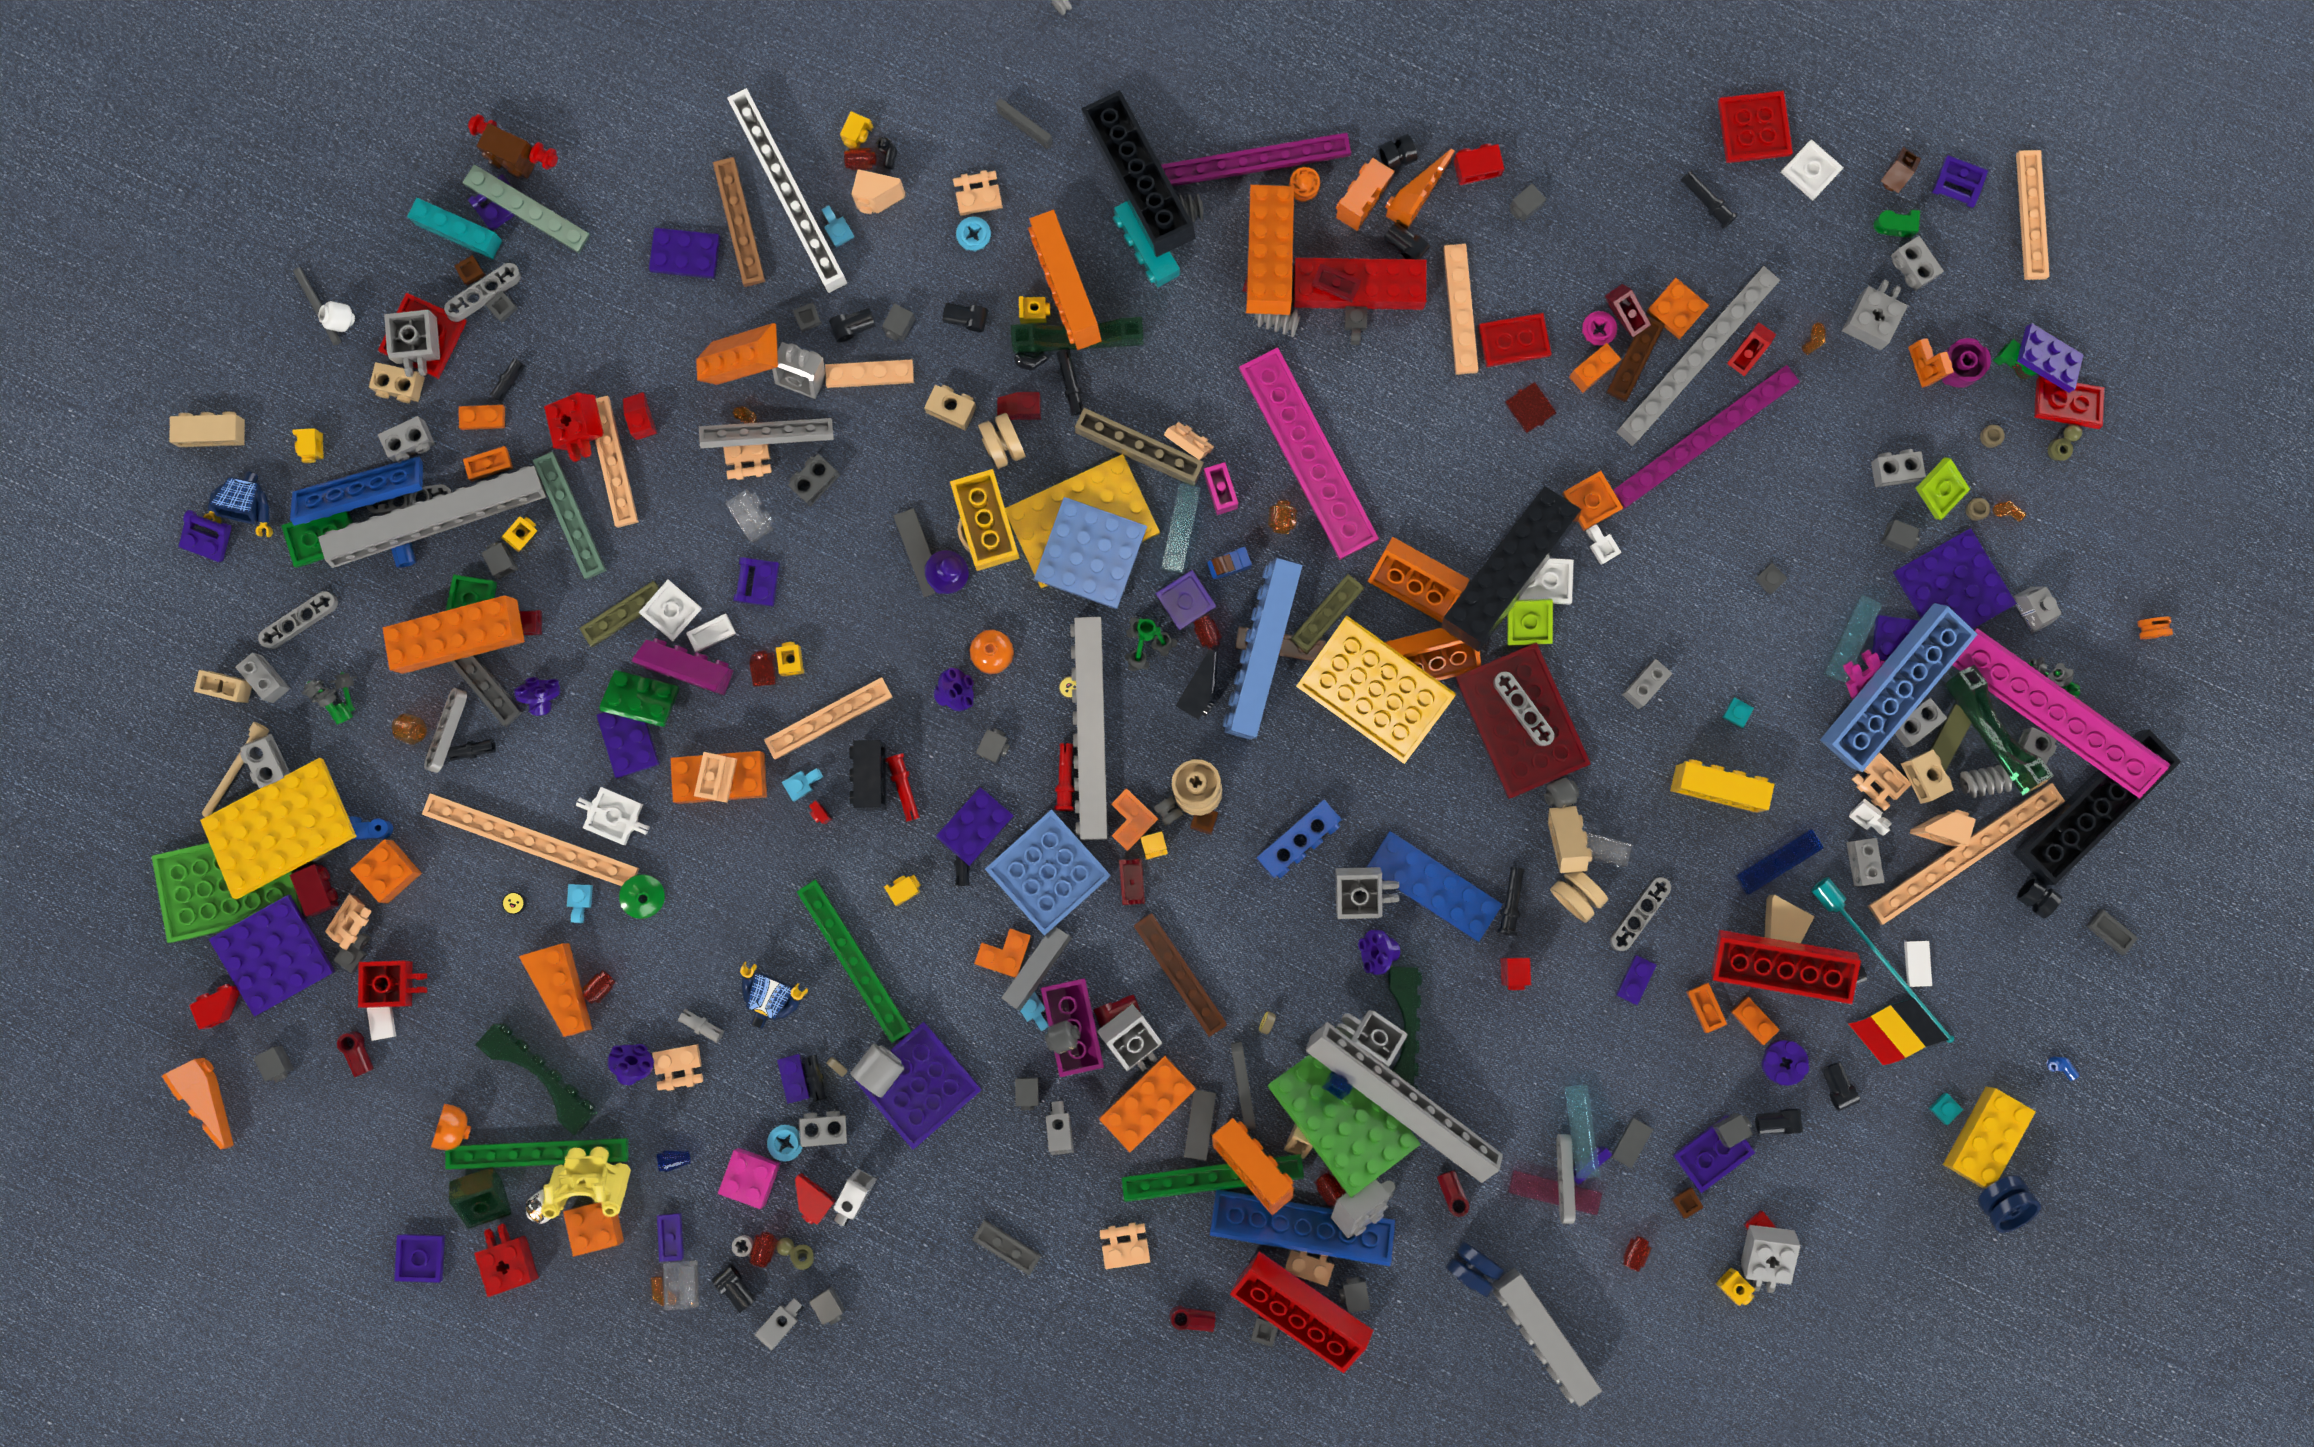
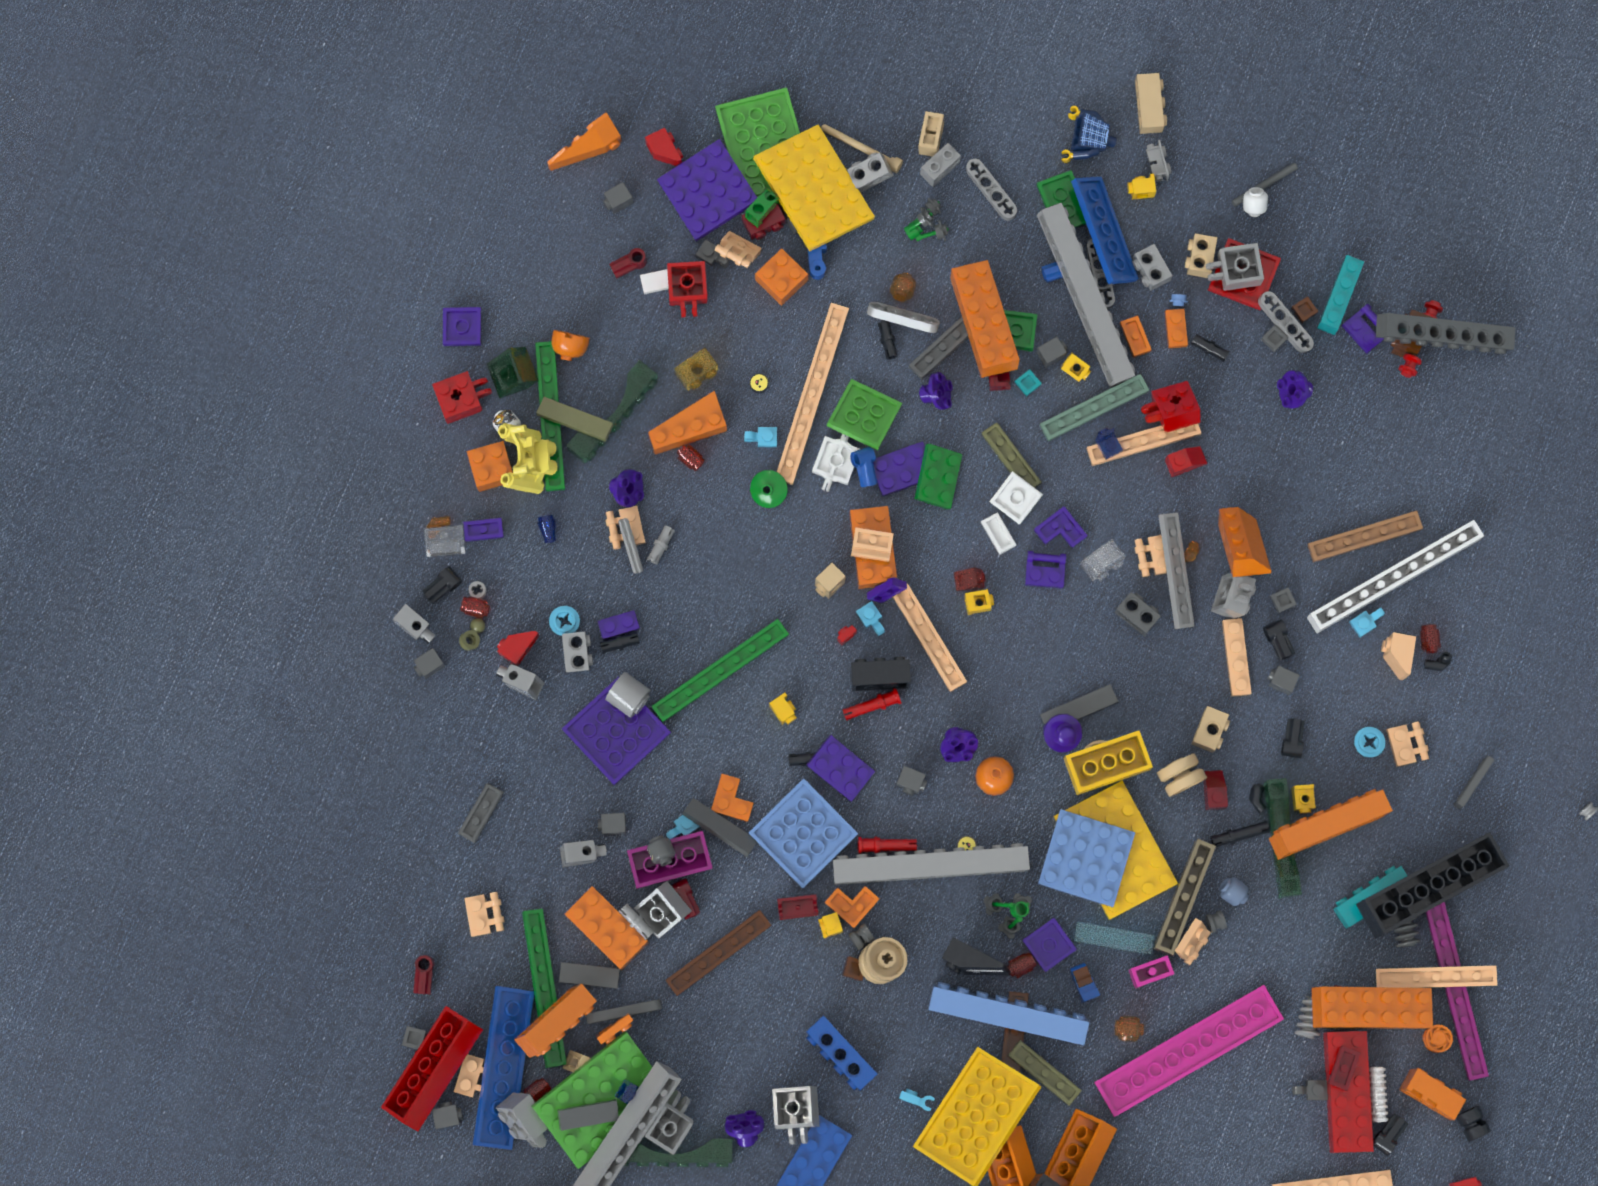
camera: 85 degrees right, 5 degrees down
(203, 542) = (1053, 107): dark purple plate -> none
(270, 424) = (1158, 154): none -> light grey hinge
(297, 891) = (761, 207): none -> green leg
(447, 412) = (1178, 300): none -> medium blue plate
(480, 972) = (700, 359): none -> clear yellow brick
(506, 111) = (1445, 332): none -> dark grey brick
(526, 208) = (1359, 358): sand green plate -> none
(534, 589) = (1028, 382): none -> teal plate
(542, 1124) = (574, 419): none -> olive tile
(559, 780) = (864, 414): none -> bright green plate
(562, 287) = (1294, 389): none -> dark purple plate
(612, 500) = (1108, 443): none -> clear blue bracket
(615, 784) = (863, 461): none -> blue piece
(683, 666) = (967, 512): magenta slope -> none
(684, 253) = (1333, 491): dark purple plate -> none
(699, 1061) = (630, 545): none -> light grey axle
(704, 560) = (1061, 523): none -> dark purple plate
(749, 1178) = (534, 592): dark pink brick -> none
(755, 829) = (829, 581): none -> tan brick
(768, 996) = (687, 600): torso -> none
(770, 763) = (886, 590): none -> dark purple plate
(837, 1066) = (629, 661): dark tan tile -> none
(855, 130) = (1455, 633): yellow brick -> none
(1134, 392) = (1234, 891): none -> sand blue head
(1142, 1068) = (636, 921): none -> light grey pin
(1167, 414) = (1216, 921): none -> dark grey wheel
(1238, 178) = (1437, 977): none -> light nougat plate
(1267, 1022) = (679, 1031): dark tan tile -> none
(1269, 1105) = (608, 1034): none -> orange plate
(1349, 763) = (911, 1097): none -> medium azure plate
(1362, 1131) = (588, 1115): none -> dark grey tile
(1363, 251) = (1378, 1094): none -> white piece
(1412, 197) = (1433, 1139): orange wedge -> none

